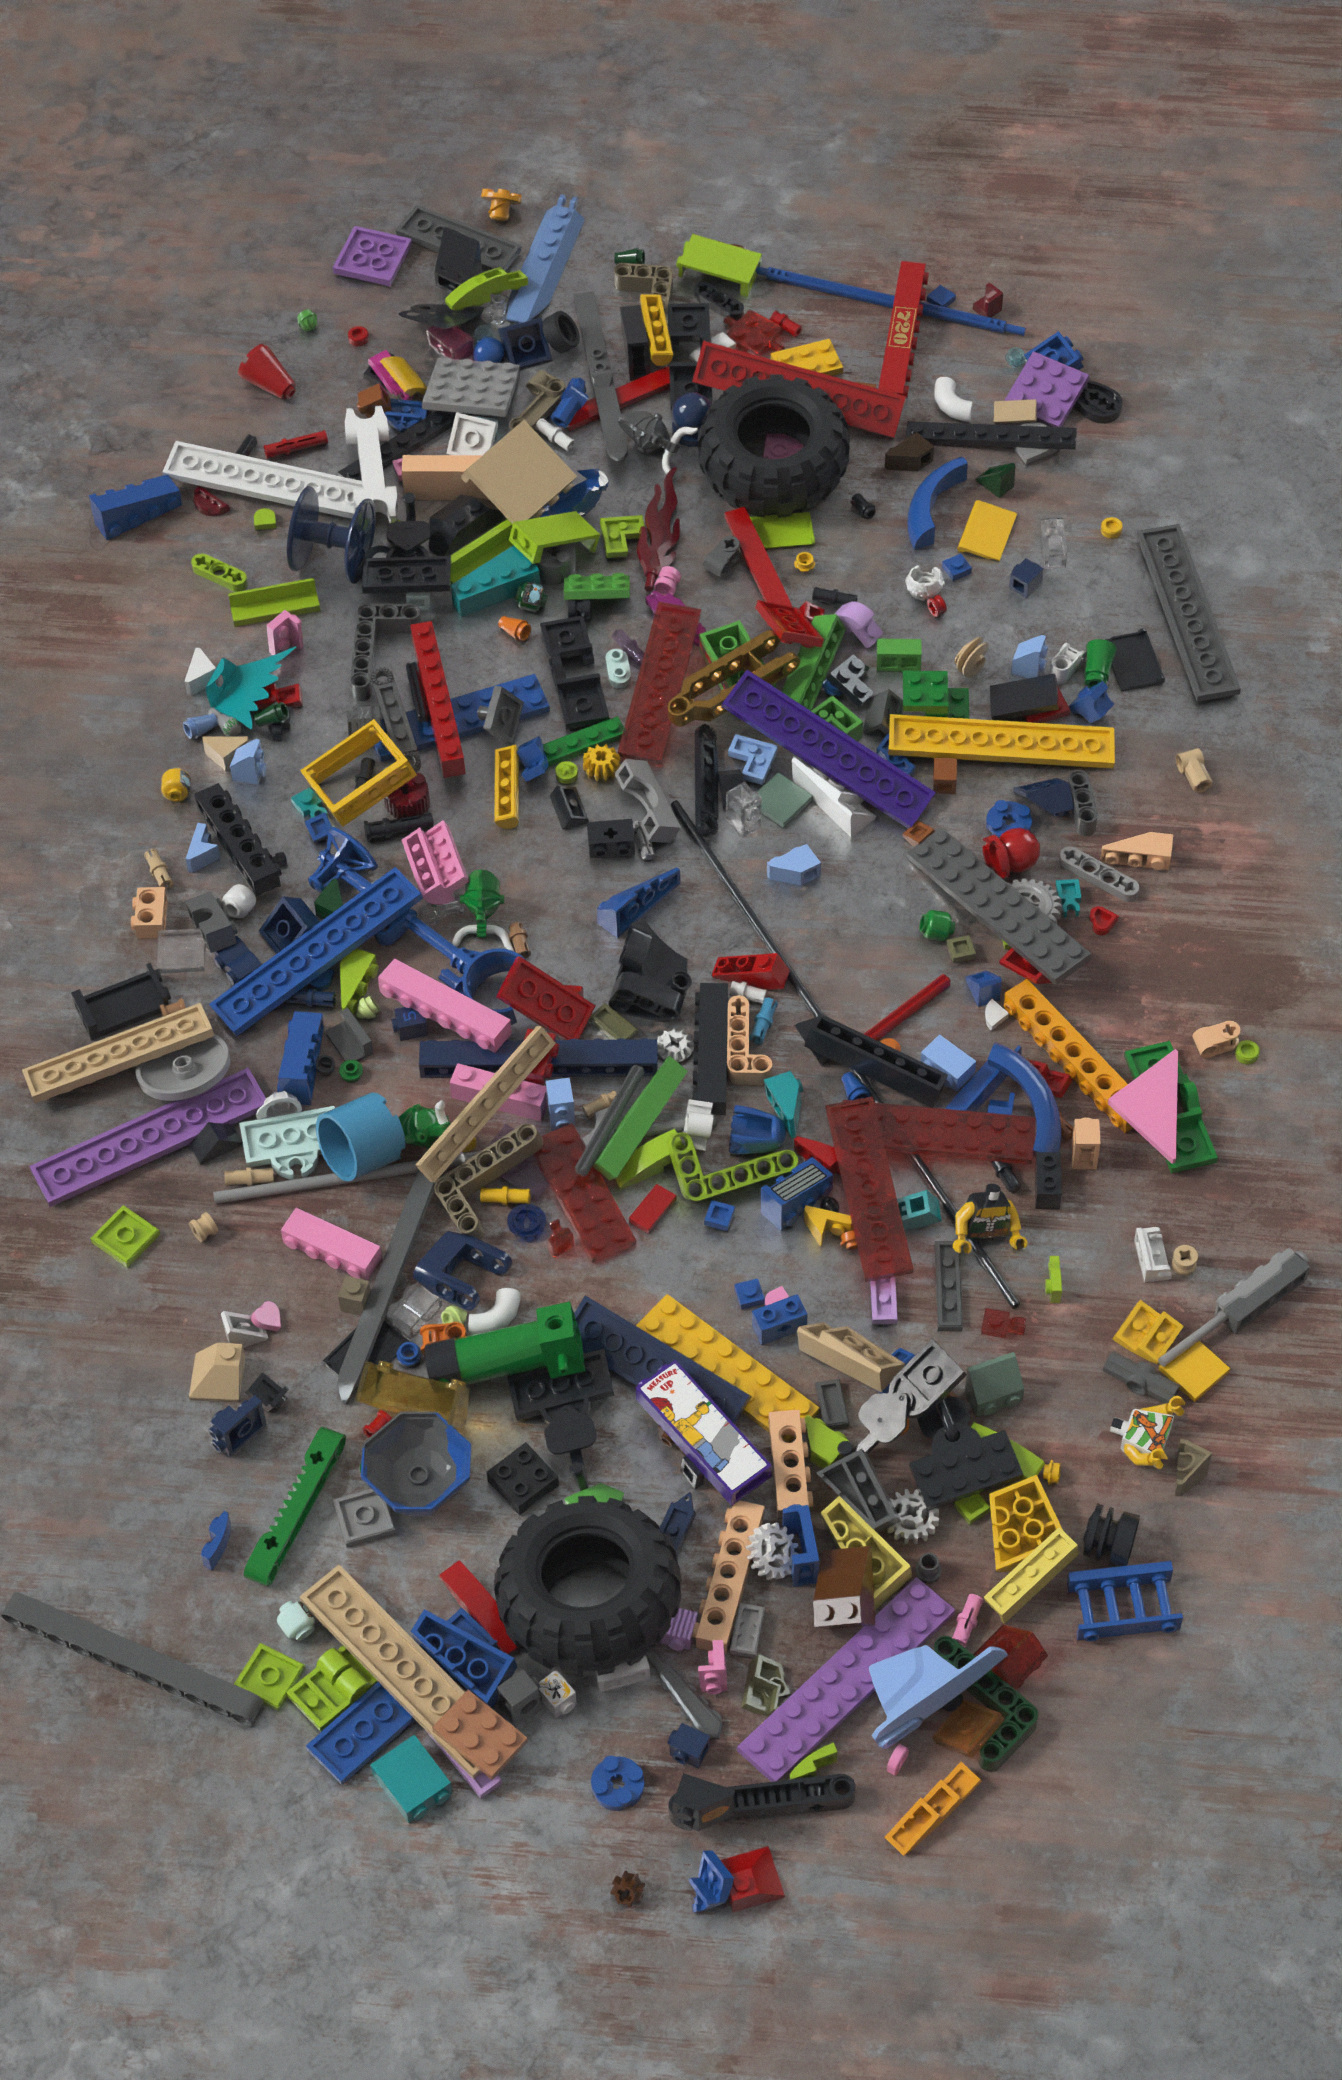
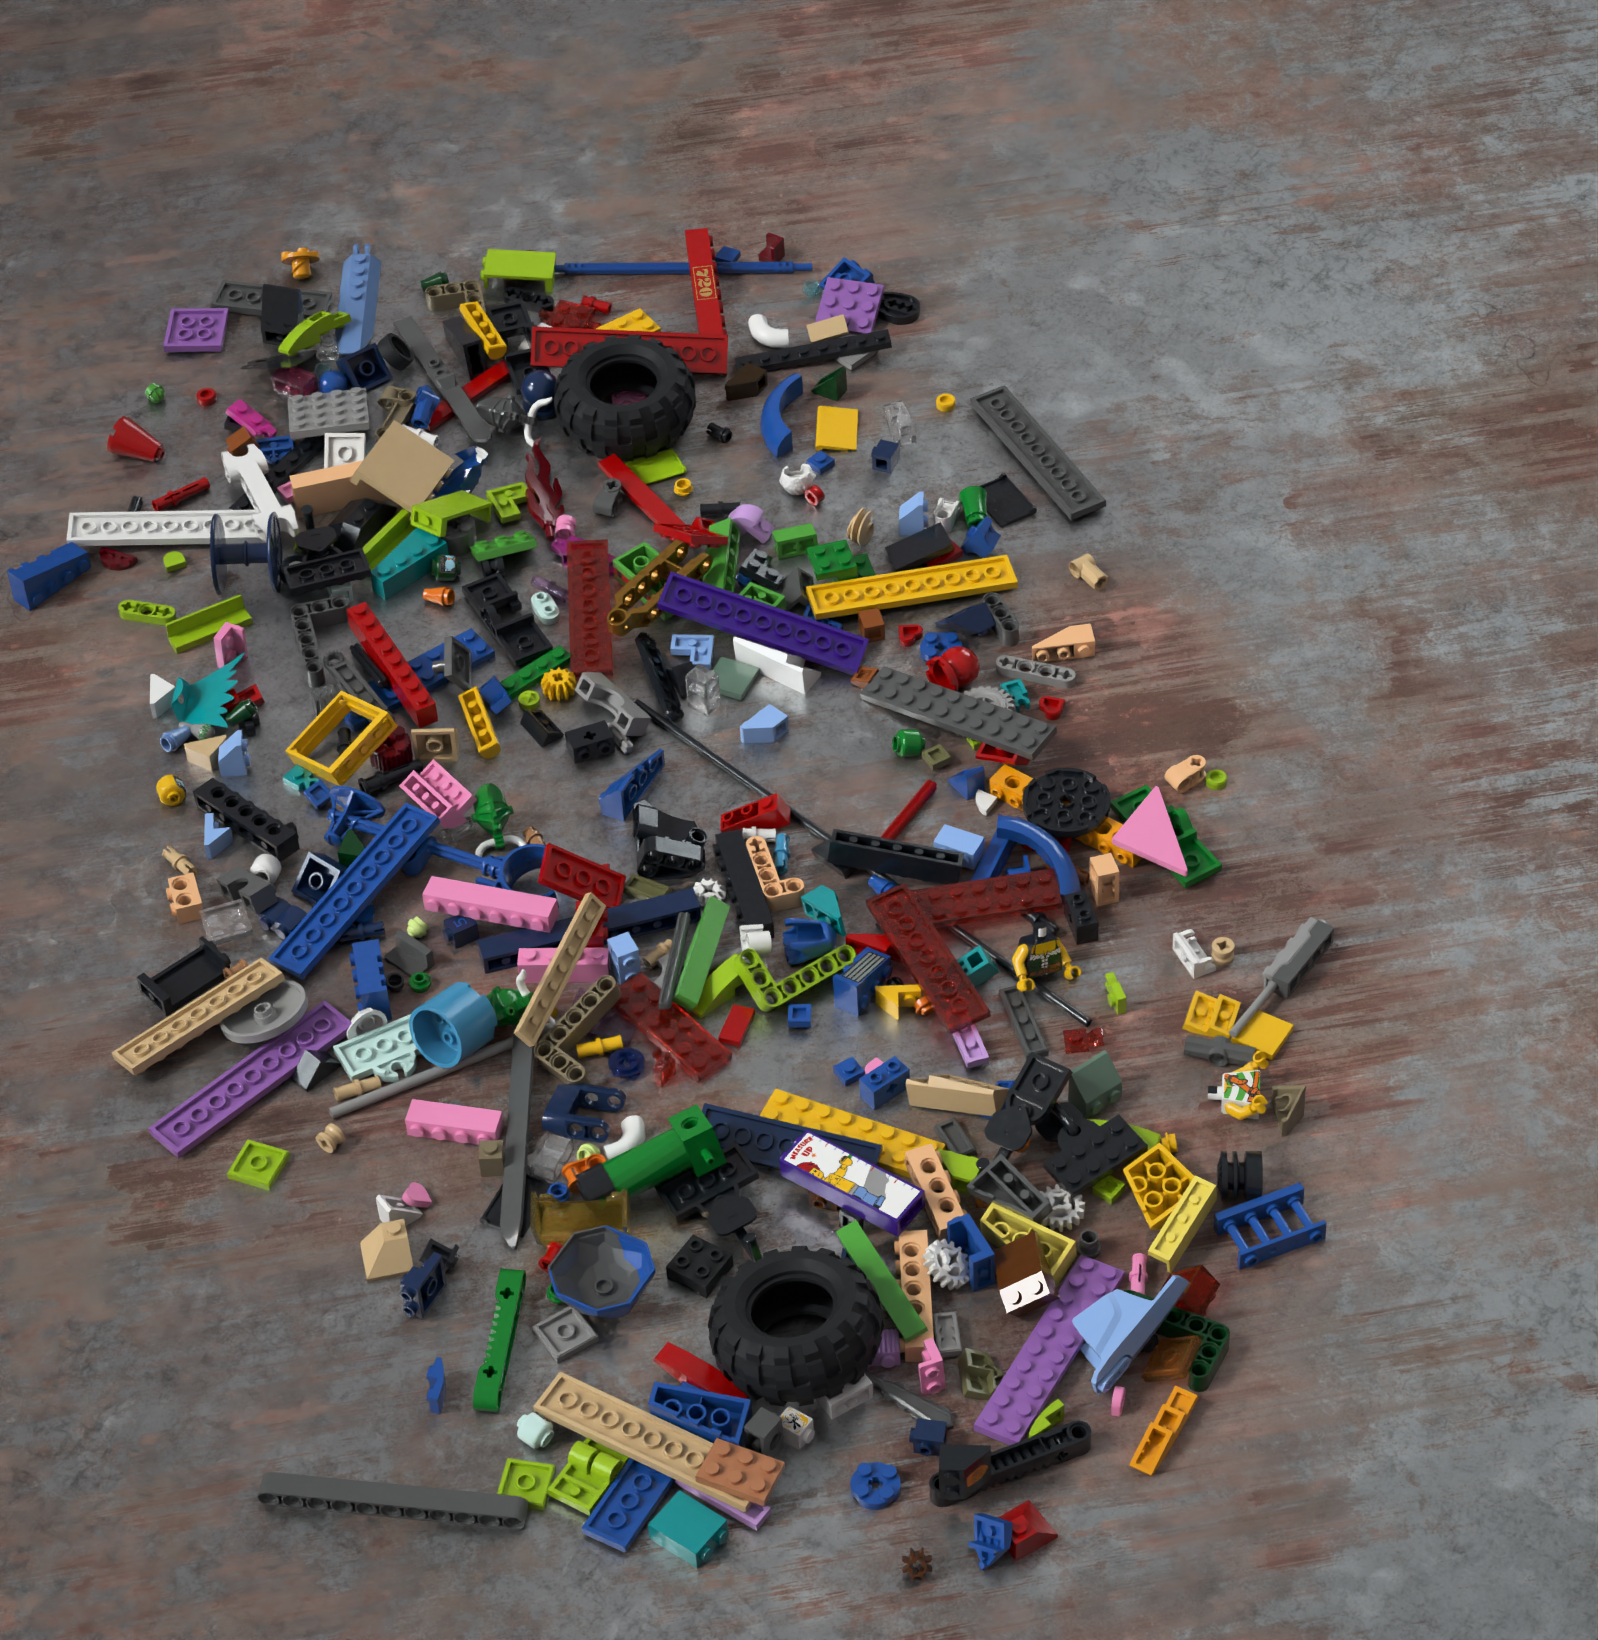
camera: 15 degrees left, 10 degrees down
(355, 974) = (396, 903): lime slope -> none
(404, 375) = (264, 416): yellow slope -> none
(454, 801) = (436, 744): none -> tan slope
(696, 1555) = (888, 1290): none -> bright green slope
(982, 794) = (909, 634): none -> red tile
(1081, 1065) = (1084, 814): none -> black plate

